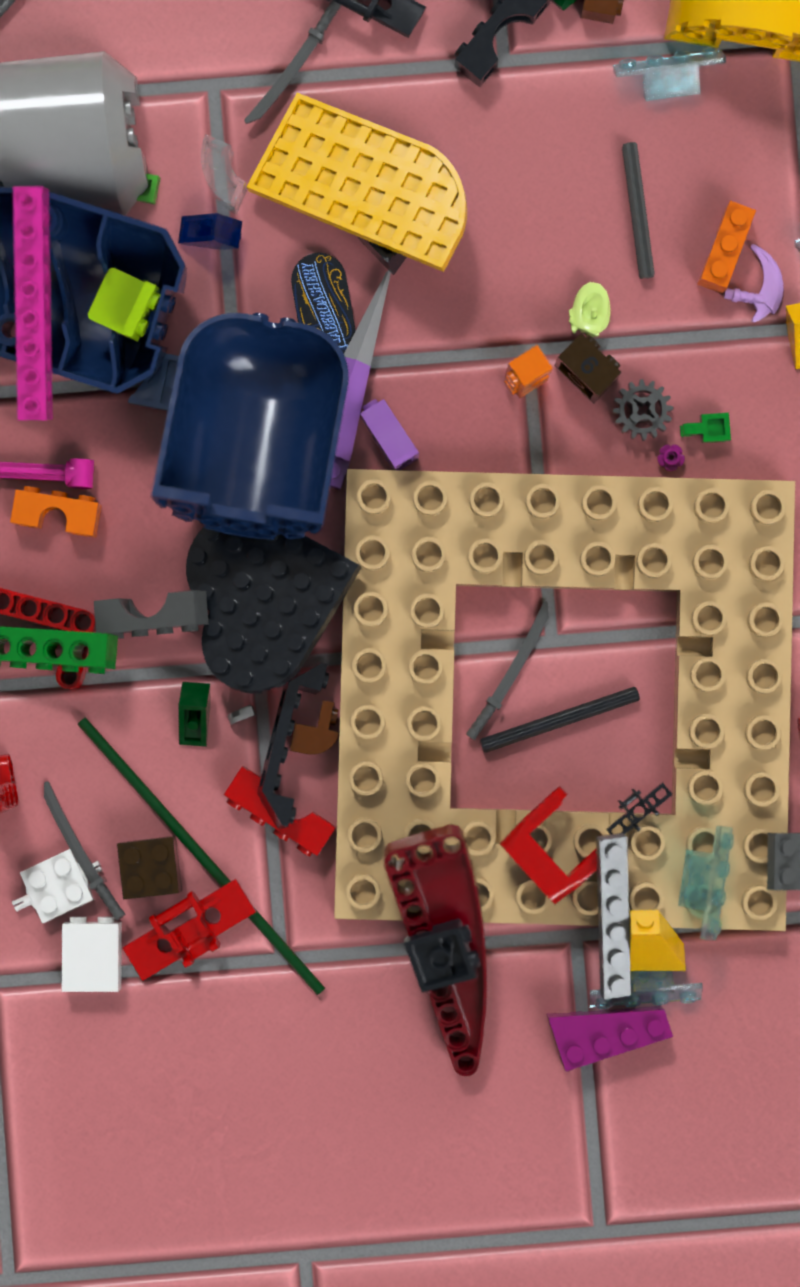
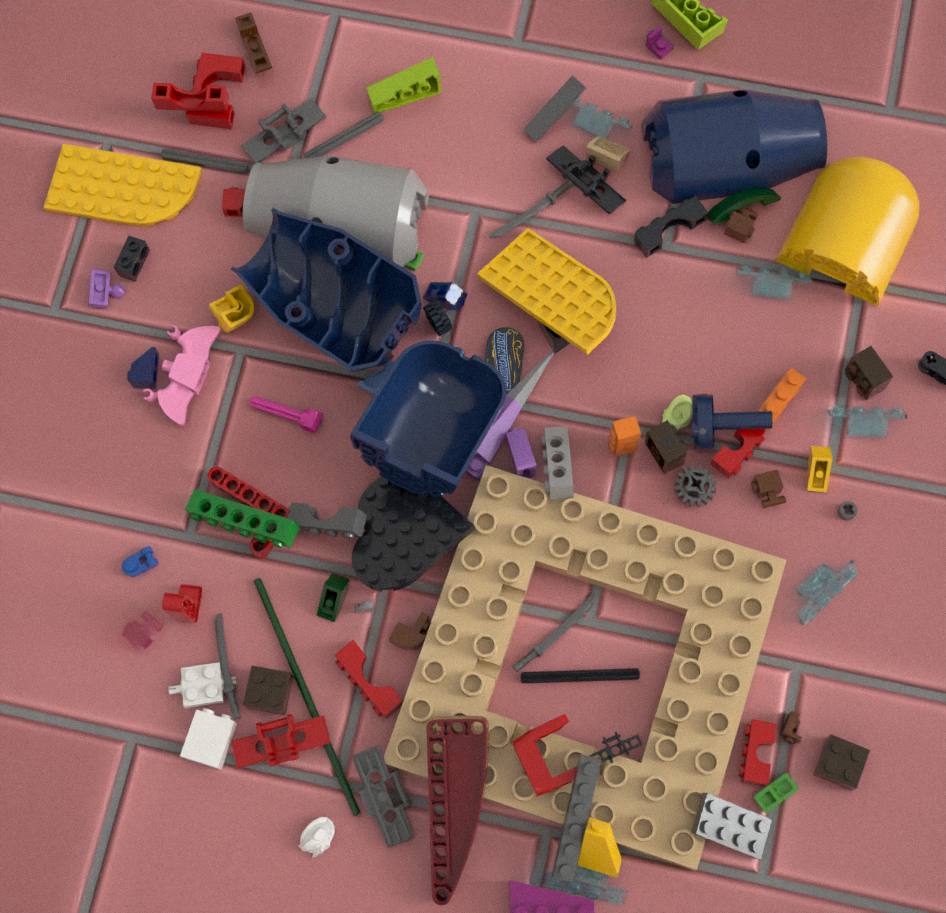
camera: 20 degrees right, 15 degrees down
(32, 506) = (273, 431): orange arch -> none
(33, 303) = (315, 298): dark pink brick -> none
(124, 304) = (374, 318): lime bracket -> none
(211, 270) = (437, 317): none -> black bush
(219, 175) = (462, 258): clear brick -> none
(278, 1035) = (317, 836): none -> white hat
(281, 807) = (367, 670): black slope -> none
(343, 966) = (377, 798): none -> dark grey piece
(436, 398) = (558, 463): none -> light grey brick
(442, 955) = (447, 806): black plate -> none
(635, 315) = (707, 421): none -> dark blue piece
(638, 210) = (728, 359): dark grey axle -> none
(663, 458) = (702, 526): magenta plate -> none
(698, 315) = (729, 461): none -> red arch
(705, 880) = (648, 813): clear light blue bracket -> none
(711, 428) = (739, 511): green plate -> none
(741, 379) = (768, 485): none -> reddish brown brick
(771, 292) = (802, 437): lavender piece -> none

